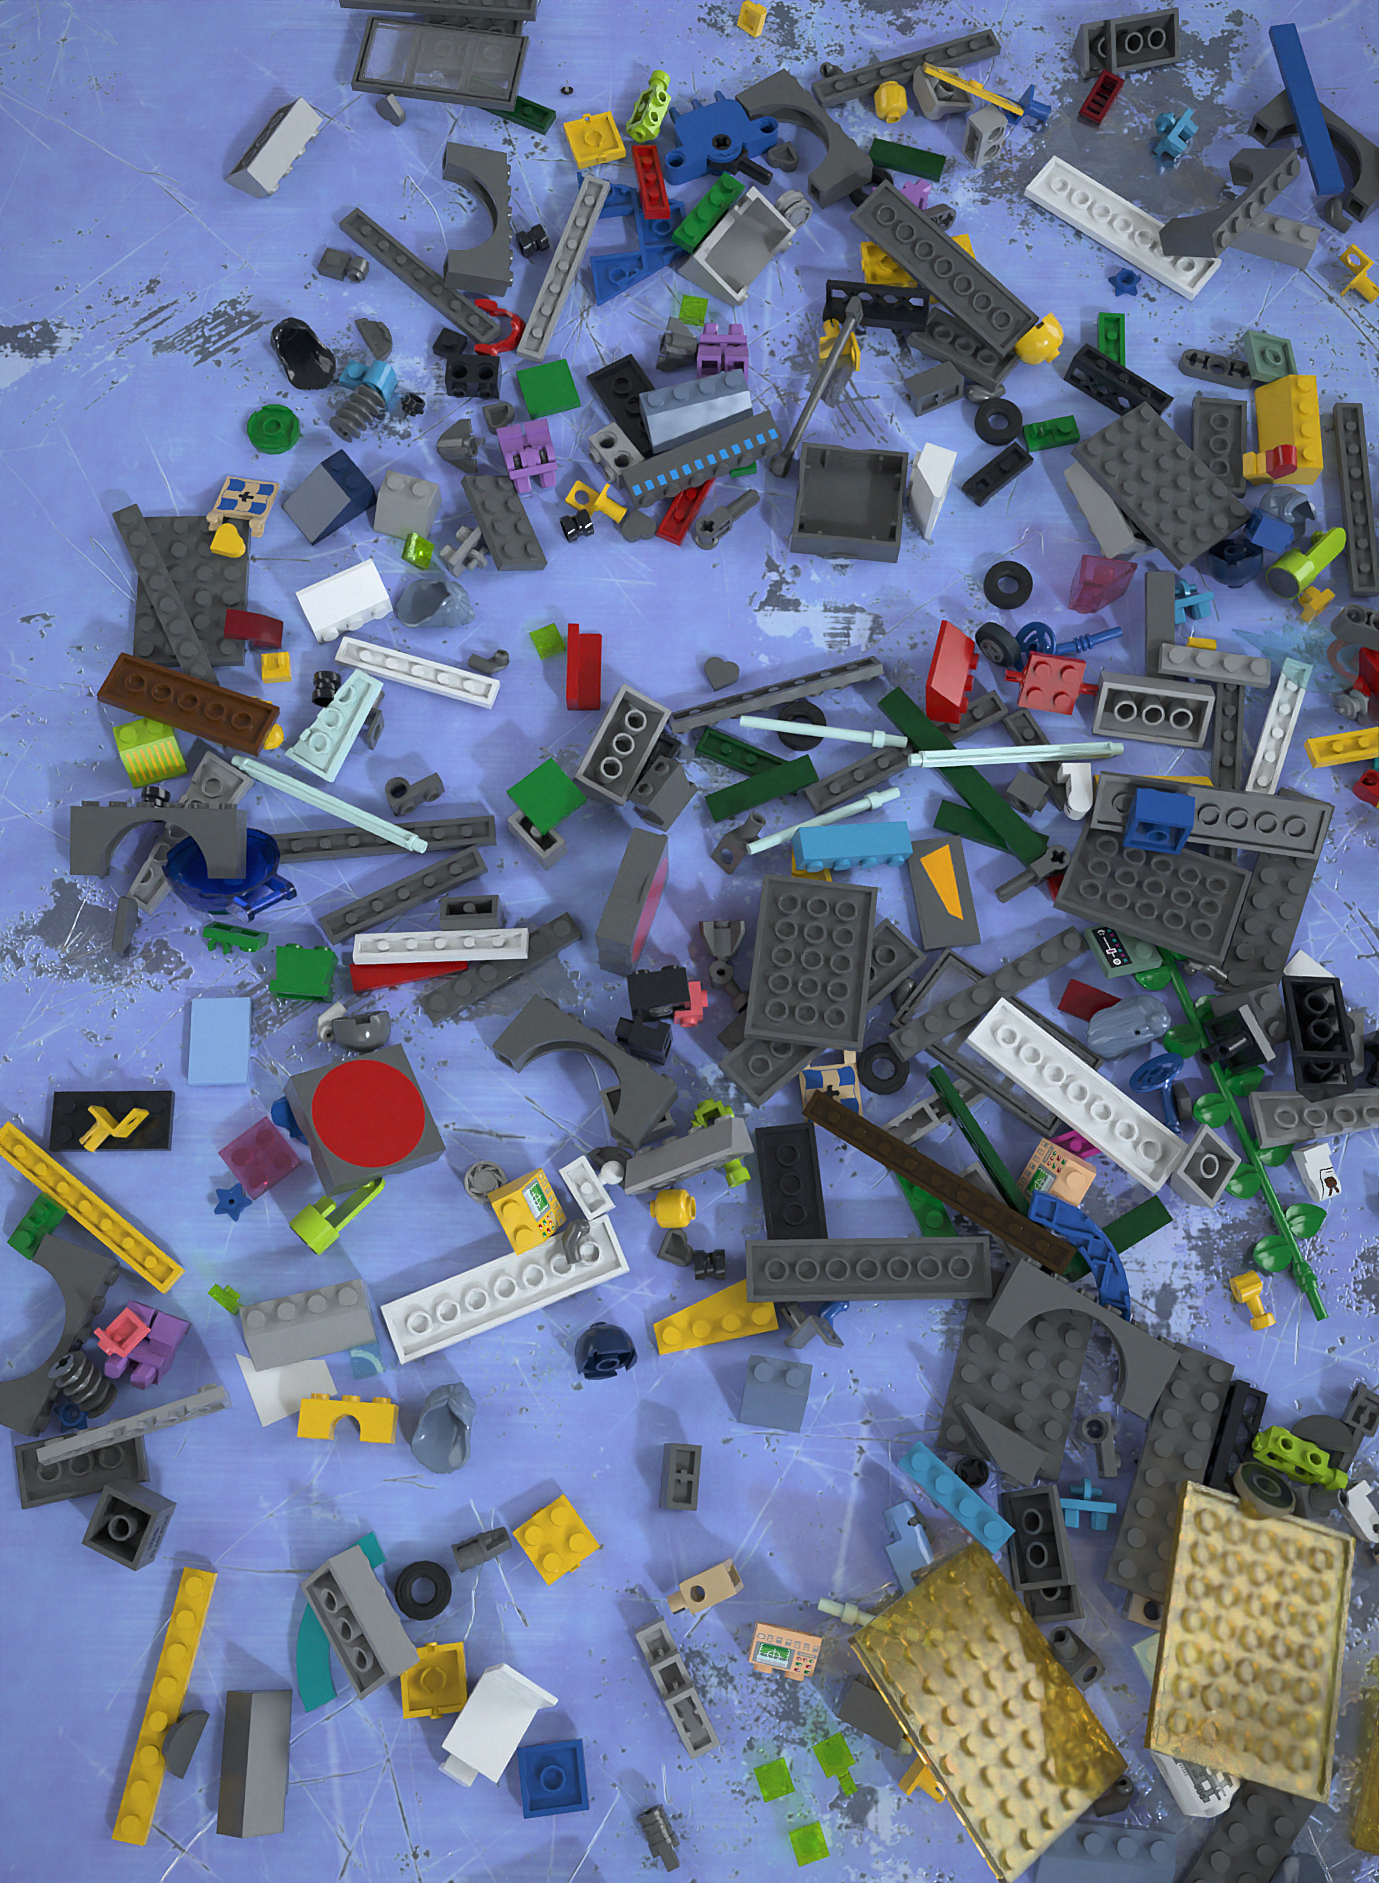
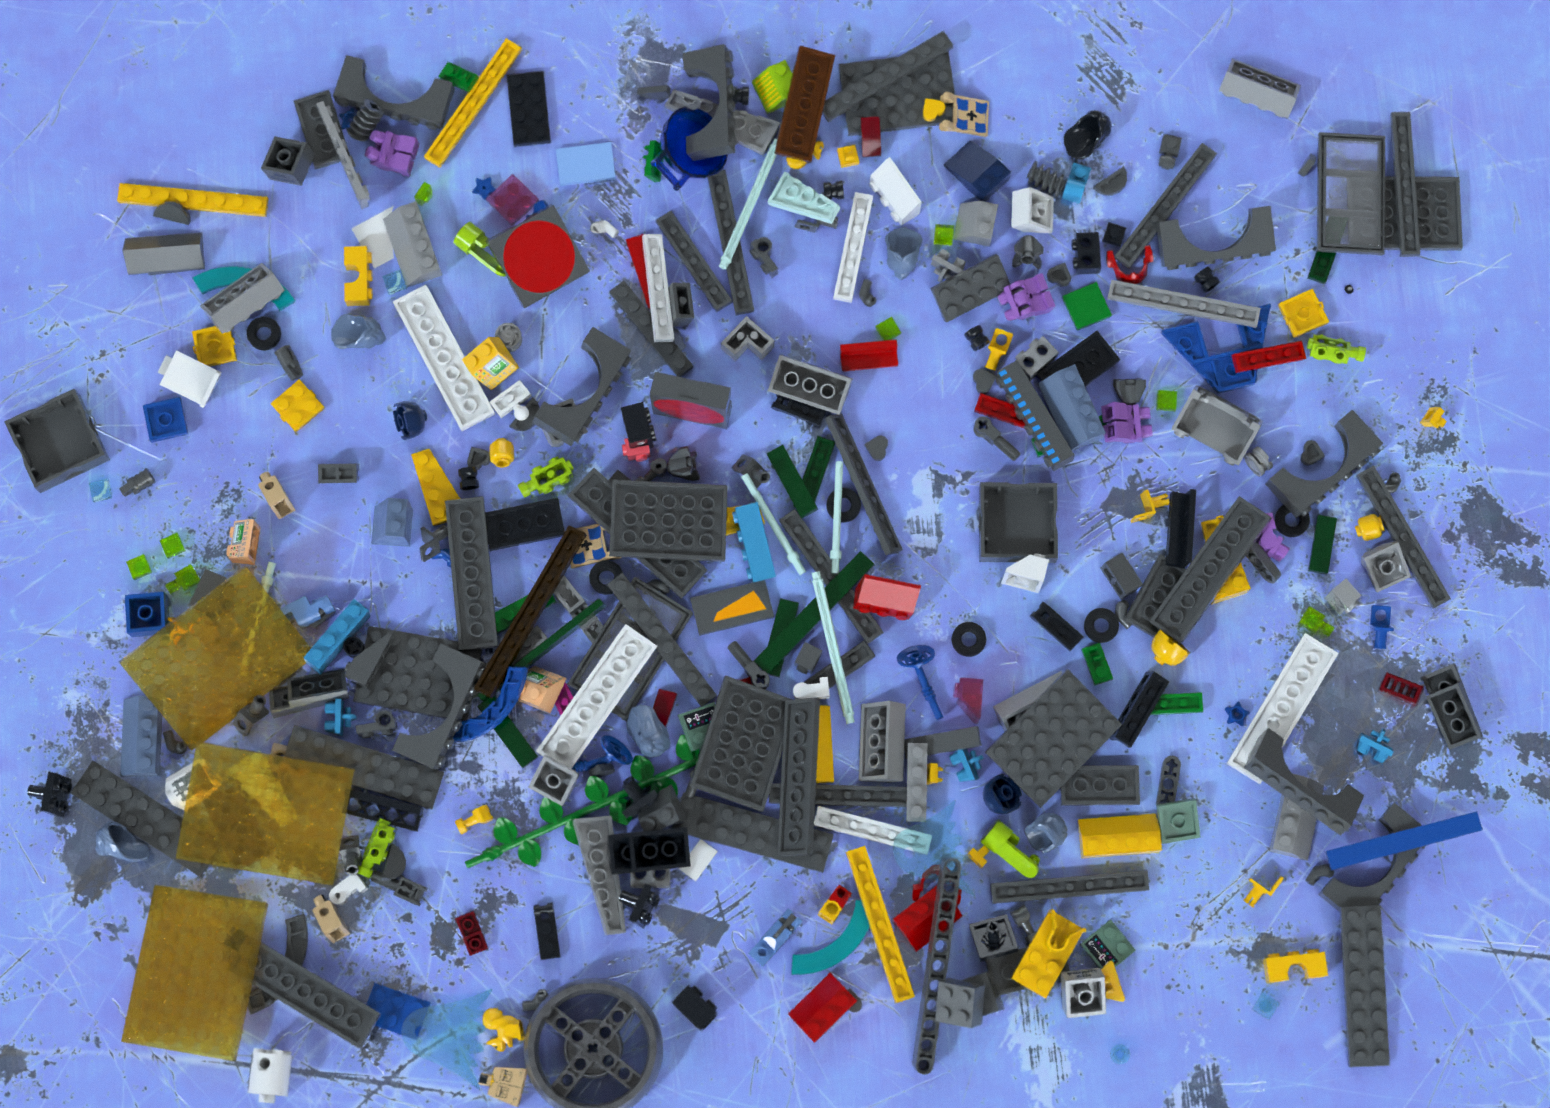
camera: 85 degrees right, 5 degrees up
(107, 1124) = (521, 106): yellow bracket -> none
(122, 1334) = (394, 136): coral bracket -> none
(273, 429) = (1030, 125): green tile -> none
(304, 973) = (634, 207): green hips -> none
(362, 1032) = (596, 247): dark grey cylinder -> none
(401, 438) = (1032, 211): none -> white slope
(412, 404) = (1059, 215): black plate -> none
(546, 796) = (763, 338): green tile -> none
(571, 1238) = (475, 391): dark grey arm -> none
(645, 1041) = (607, 422): black hips -> none
(663, 793) = (778, 415): dark grey hips -> none
(677, 1687) = (219, 484): light grey slope -> none
(687, 1156) = (530, 453): light grey slope -> none
(708, 213) = (1248, 401): green plate -> none
(718, 141) = (1324, 401): blue piece -> none
(781, 465) = (1045, 474): dark grey hinge -> none
(896, 1832) = (146, 613): none -> blue brick
(973, 87) = (1366, 580): yellow door -> none
(997, 644) = (915, 631): black wheel -> none
(1010, 178) = (1314, 620): none -> clear neon green plate
(1051, 683) = (889, 668): plate -> none
(1159, 821) = (788, 739): blue slope -> none
(1264, 1489) = (355, 823): tile -> none
(1268, 531) = (1023, 814): blue slope -> none
(1270, 464) = (1083, 817): leg -> none
(1317, 1171) = (561, 859): white leg -> none
(1353, 704) = (901, 883): light grey wheel -> none

